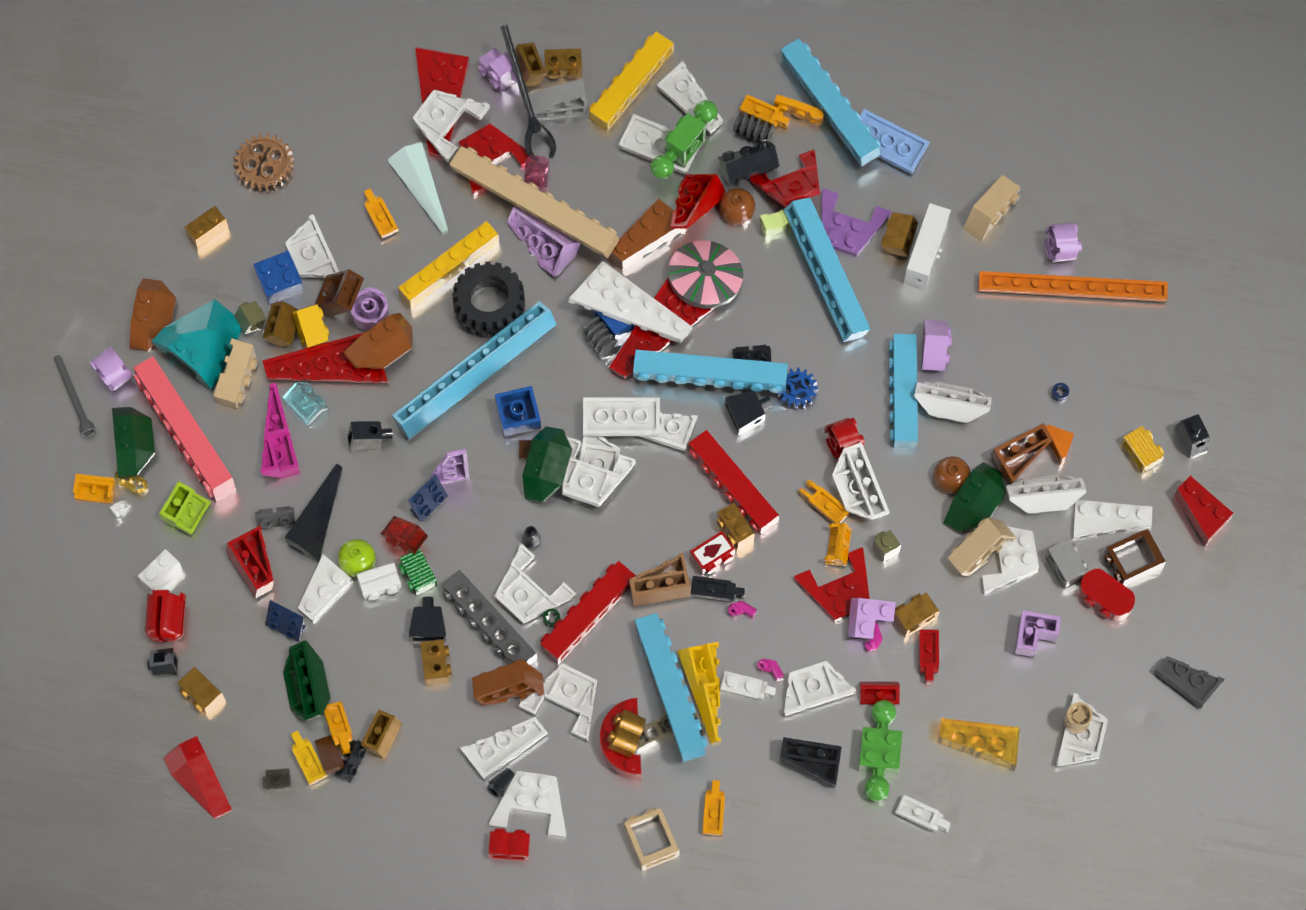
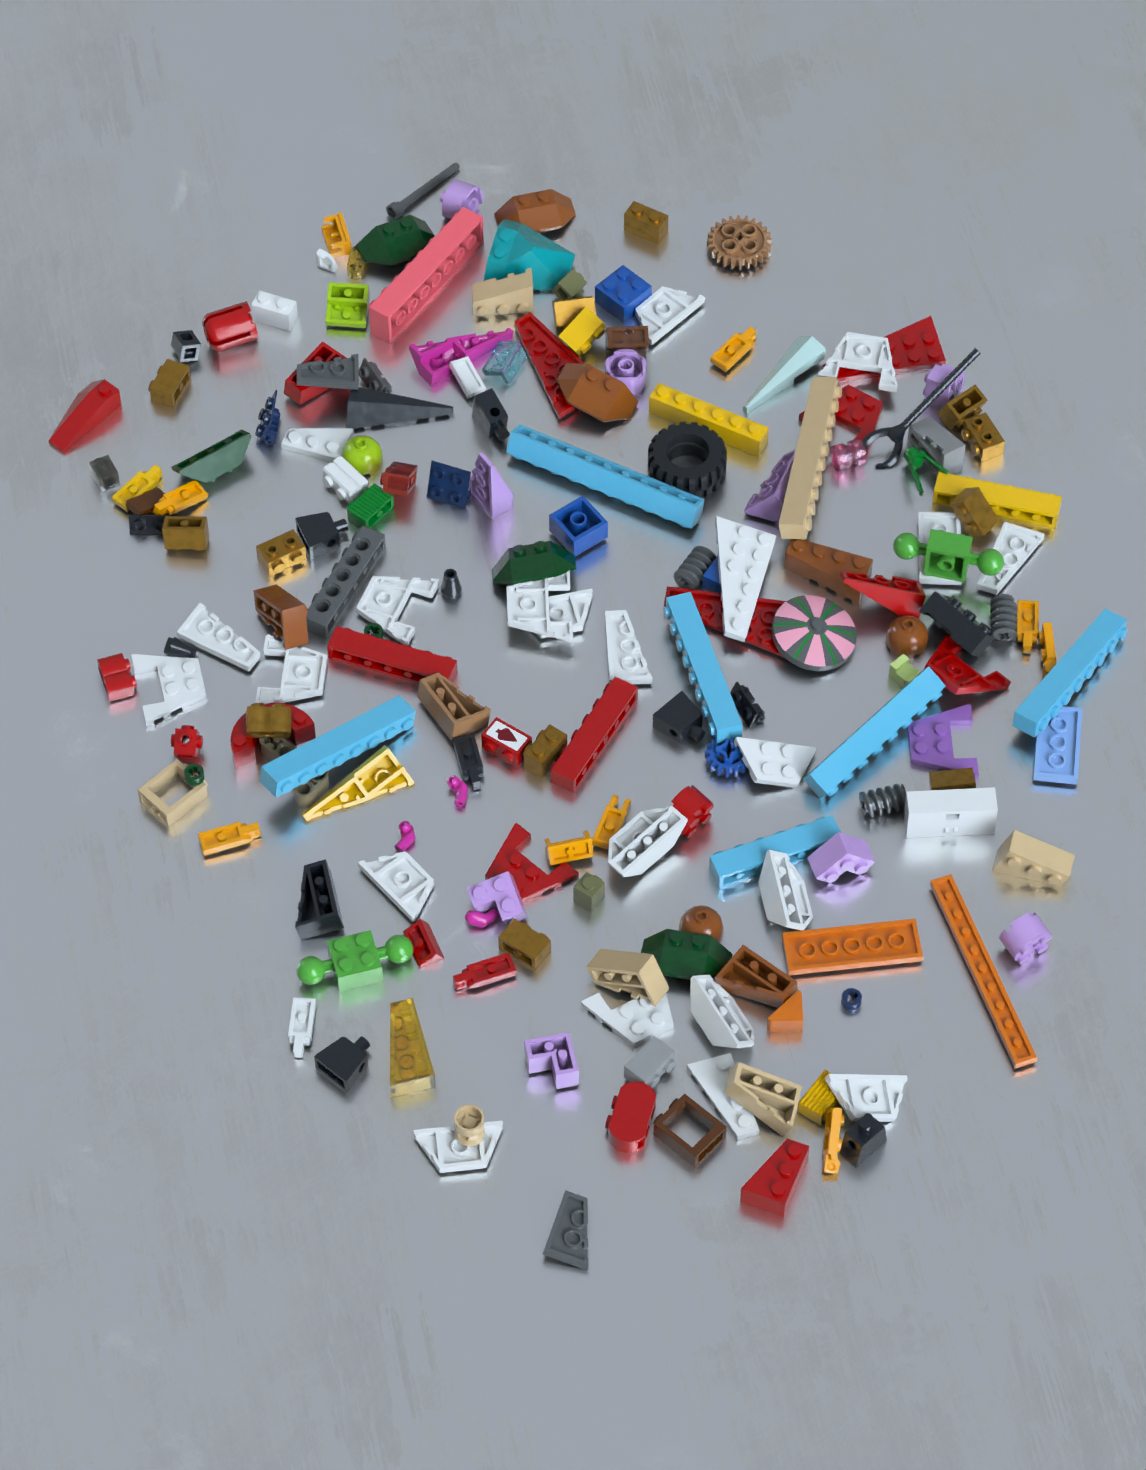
camera: 70 degrees right, 15 degrees down
(268, 548) = (332, 374): none -> dark grey wing
(310, 439) = (467, 377): none -> white tile
(563, 124) = (915, 460): none -> green plant
(606, 809) = (188, 749): none -> red brick
(621, 416) = (615, 610): white plate -> none
(643, 102) = (974, 511): none -> pearl gold brick
(651, 819) = (194, 768): none -> dark green bush
(746, 686) = (375, 822): white hinge -> none
(821, 354) = (774, 761): none -> white wing
(890, 290) = (882, 799): none -> dark grey piece
(971, 793) = (343, 1061): none -> black torso
(1015, 371) = (852, 946): none -> orange plate
(1134, 488) = (764, 1096): none -> tan wedge
(1157, 414) = (868, 1094): none -> white wing
(1185, 457) = (832, 1142): none -> light orange hinge

